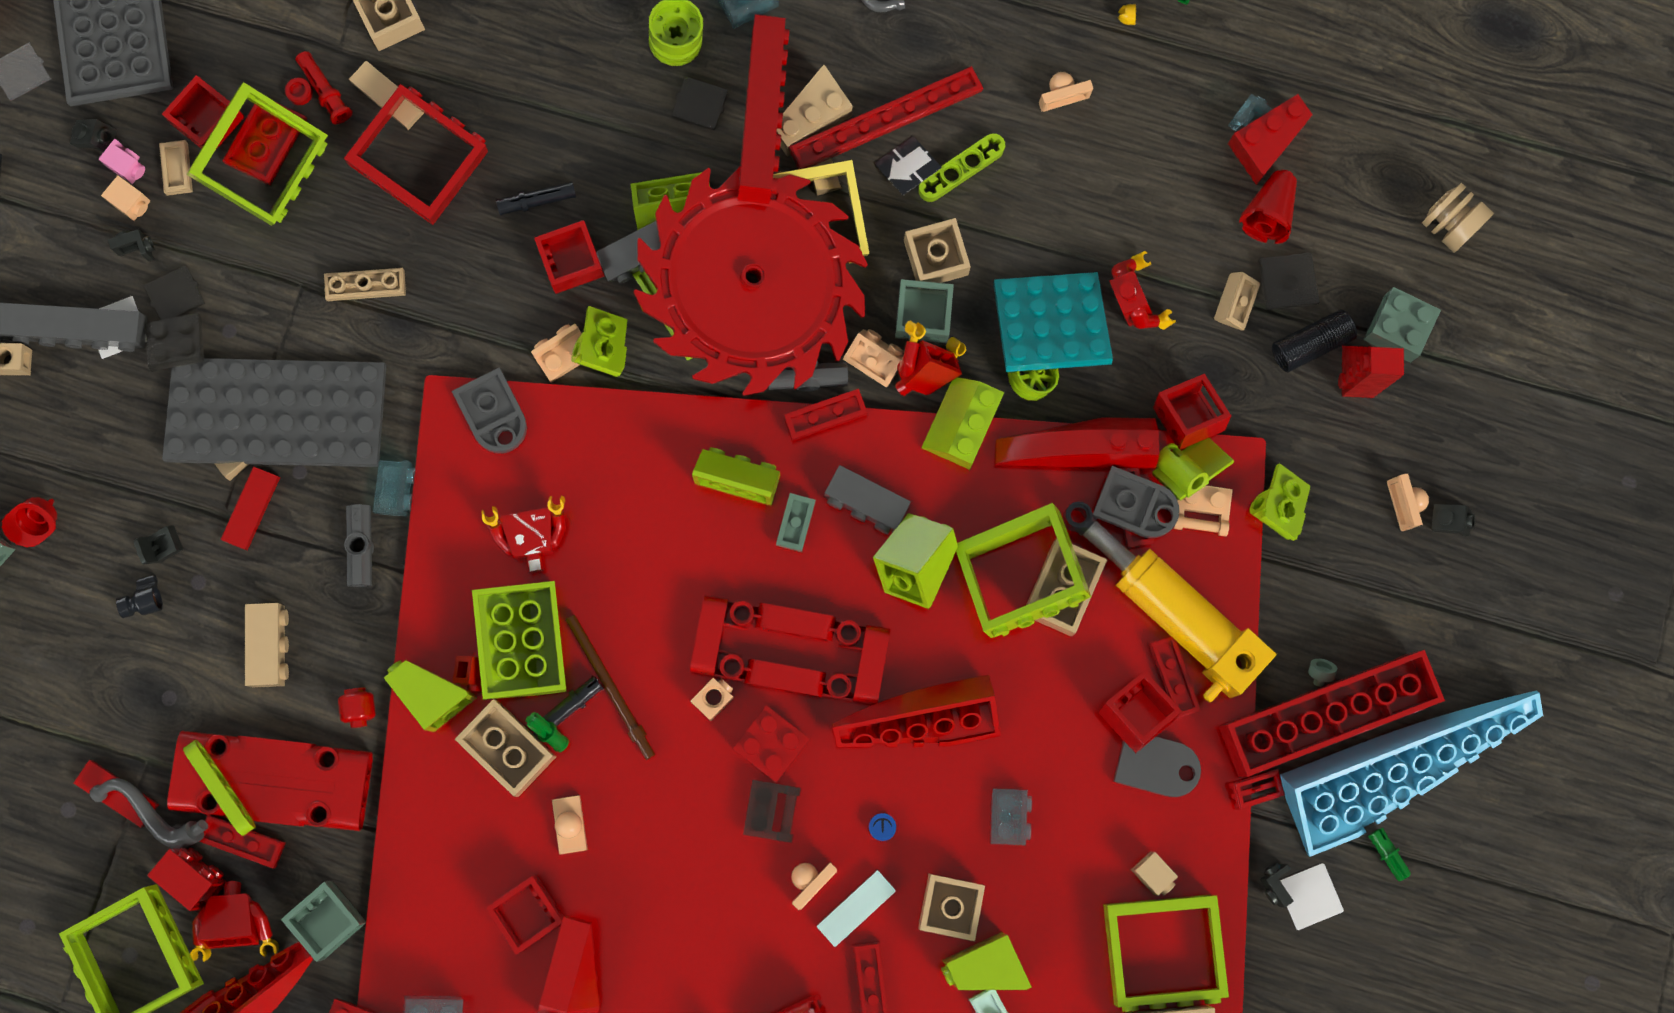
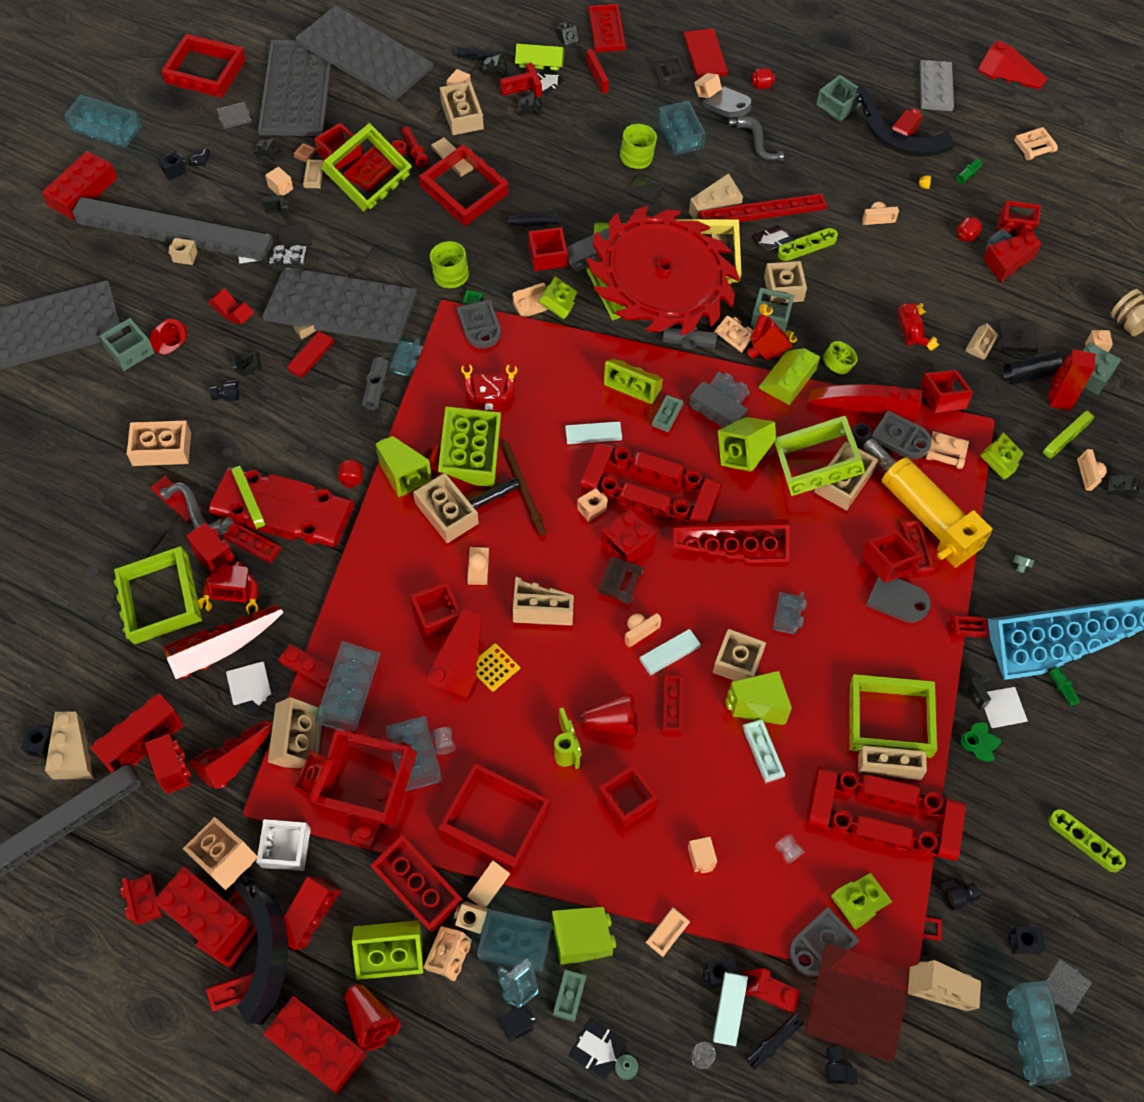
camera: 15 degrees right, 20 degrees down
(66, 712) = (159, 443): none -> light nougat brick
(109, 451) = (228, 308): none -> red brick
(122, 162) = (280, 160): bright pink brick -> none
(152, 128) = (305, 152): none -> nougat tile
(266, 645) = (299, 429): tan brick -> none
(323, 921) = (295, 593): sand green piece -> none
(380, 284) = (411, 248): tan tile -> none
(413, 309) = (449, 264): none -> lime wheel
(472, 363) = (472, 297): none -> green tile
(547, 732) = (476, 501): green axle -> none
(623, 974) = (495, 667): none -> yellow sticker
(666, 877) = (541, 605): none -> tan wedge
(693, 573) = (593, 432): none -> light aqua tile
(761, 110) = (686, 187): red brick -> none
(825, 414) = (698, 357): red plate -> none
(879, 464) = (726, 385): none -> clear light blue bracket
(882, 827) = (697, 604): blue tile -> none
(1052, 322) = (857, 329): teal plate -> none
(1155, 874) = (890, 663): tan brick -> none
(1191, 468) = (939, 422): lime piece -> none
(1202, 99) = (969, 229): none -> red head
(1270, 68) = (1018, 223): none -> red piece
(1271, 209) = (1008, 293): red cone -> none
(1288, 957) = (983, 742): none -> green plate
(1331, 713) = (1028, 583): red brick -> none
(1372, 446) = (1068, 434): none -> lime beam
(1408, 277) = (1100, 338): none -> light nougat brick

